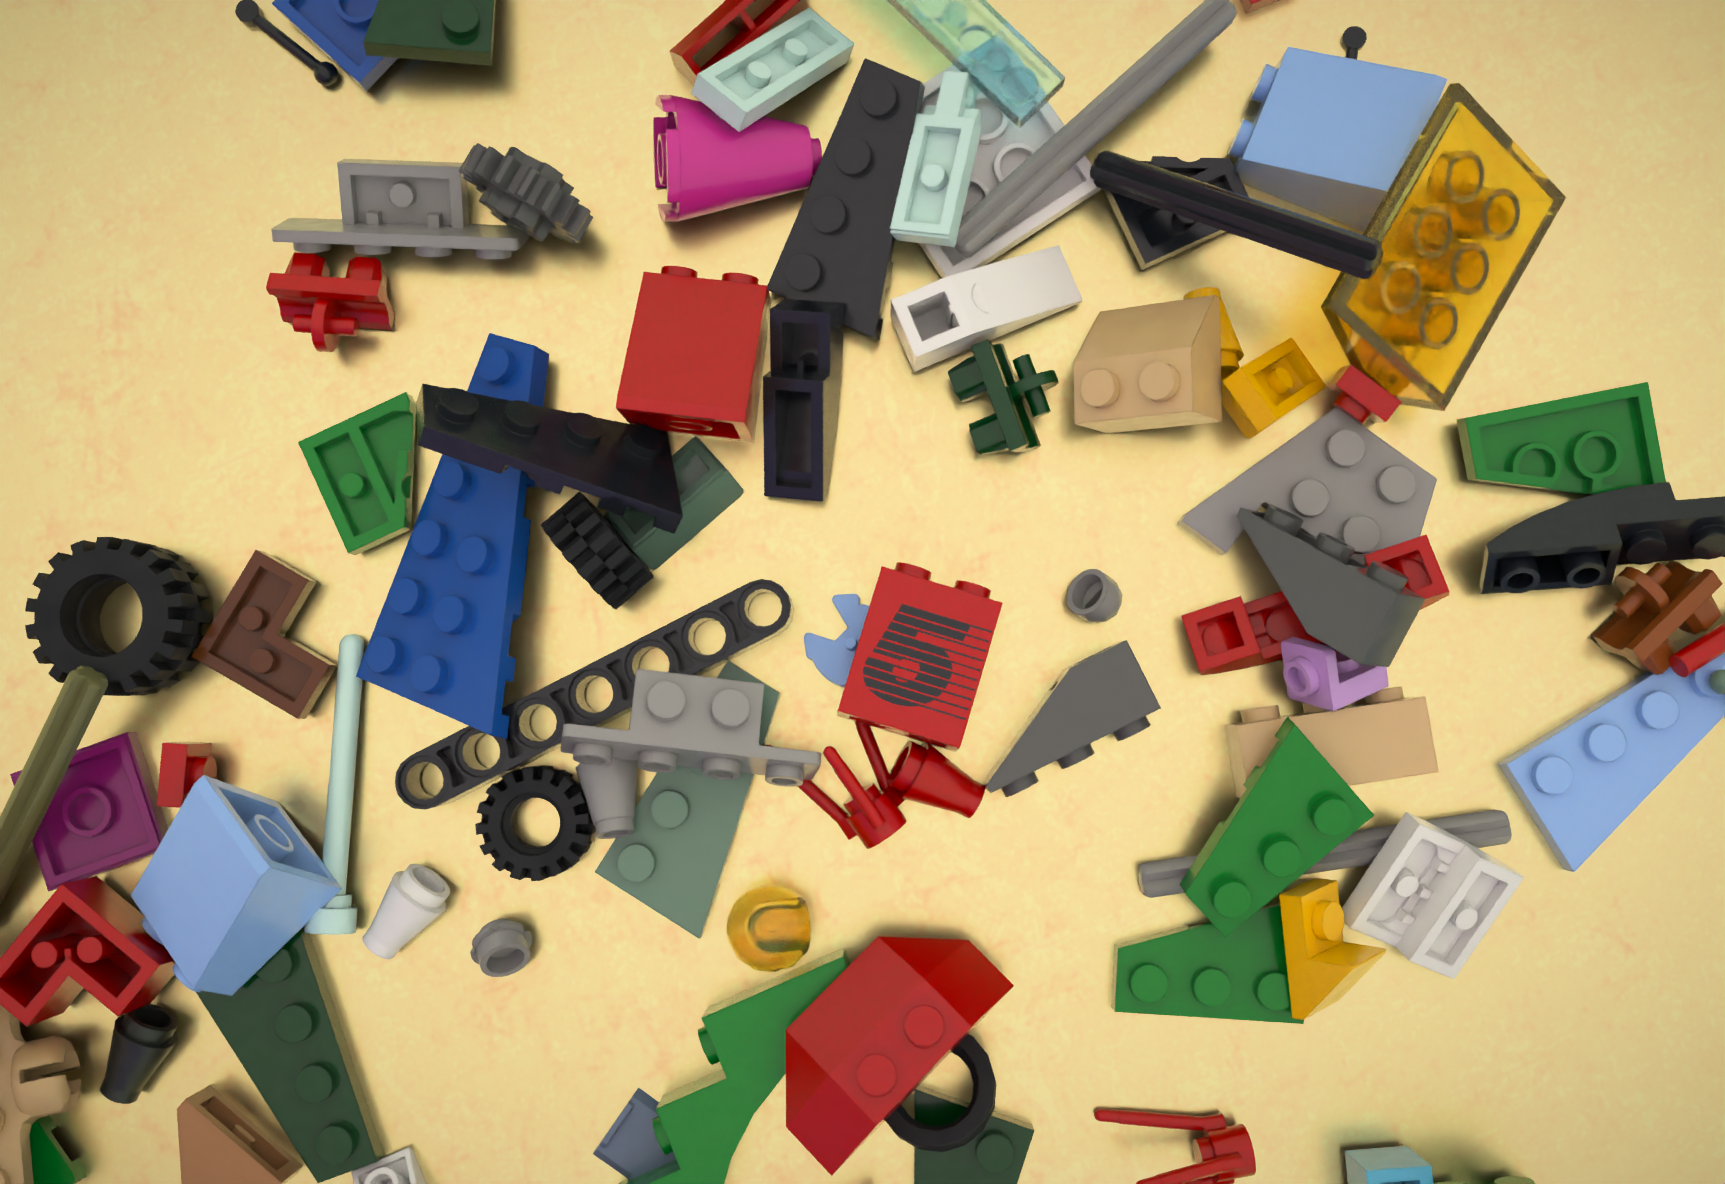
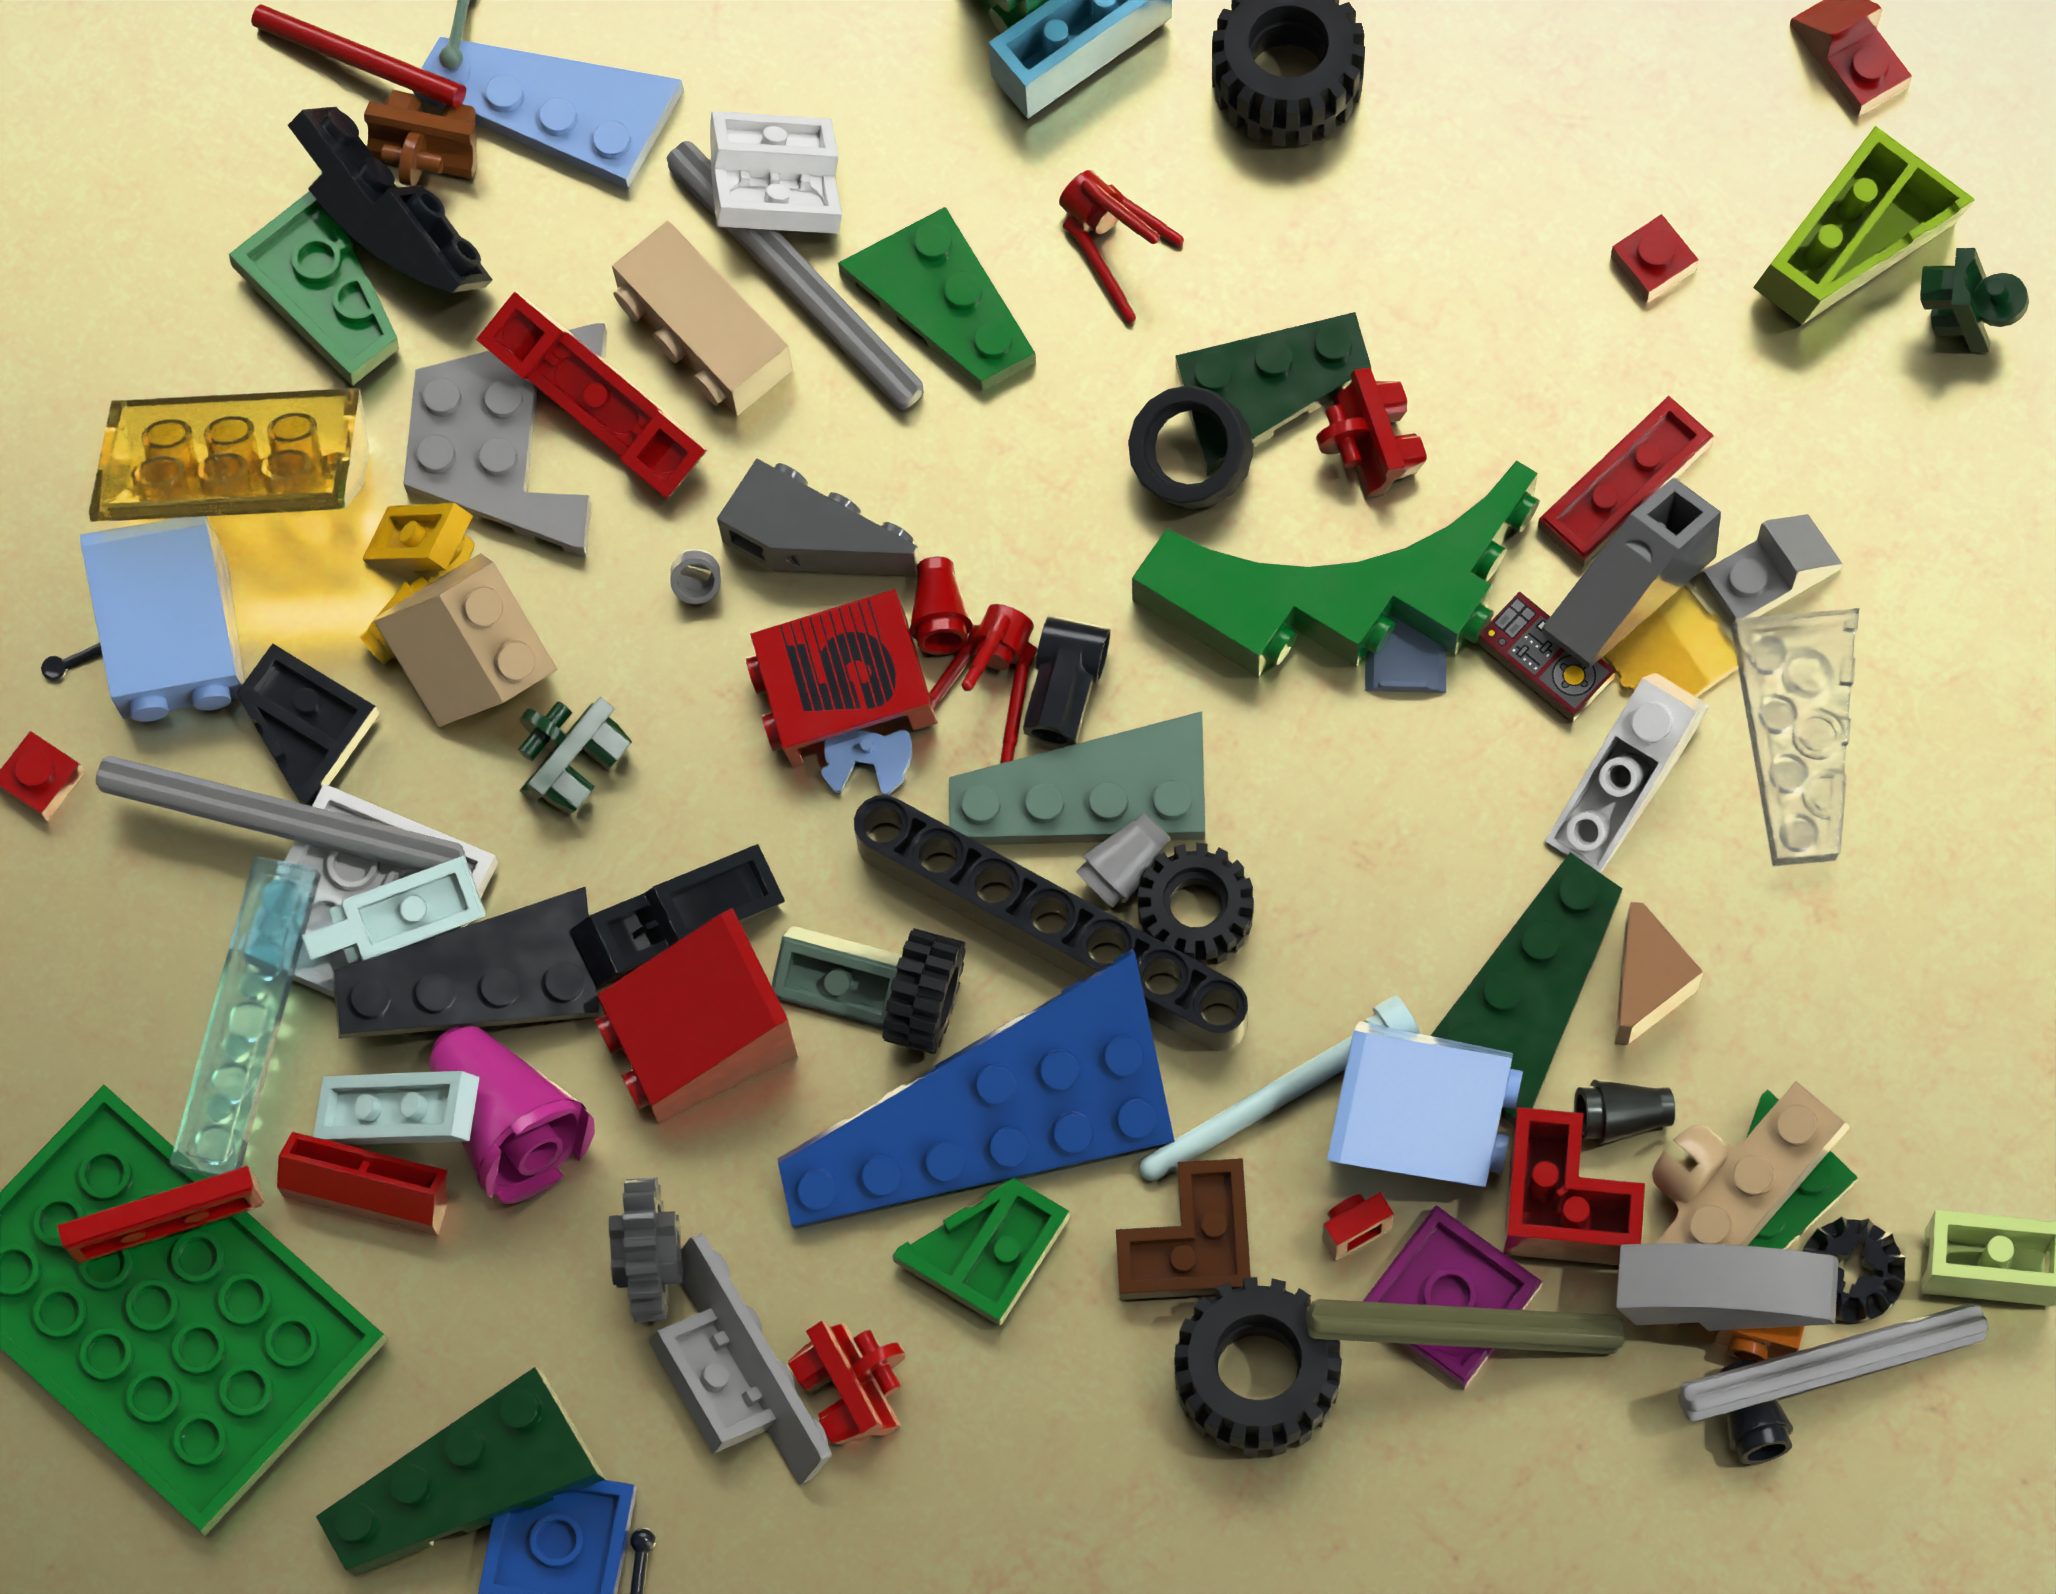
camera: 125 degrees left, 15 degrees down
(408, 906) = (1343, 964): white cone -> none
(501, 948) = (1320, 865): light grey plate -> none
(555, 449) = (853, 1062): black wing -> none
(692, 725) = (1016, 809): light grey bracket -> none
(769, 928) = (1150, 655): clear yellow piece -> none
(812, 855) = (1068, 664): none -> black piece
(880, 1037) = (1176, 500): red wedge -> none
(981, 305) = (501, 817): white slope -> none
(1238, 214) = (301, 635): black axle -> none
(1277, 831) = (793, 307): green wing -> none
(1317, 959) = (882, 224): yellow slope -> none
(1327, 677) = (642, 347): lavender bracket -> none
(1336, 598) = (572, 377): dark grey slope -> none
(1361, 396) = (384, 467): red plate -> none

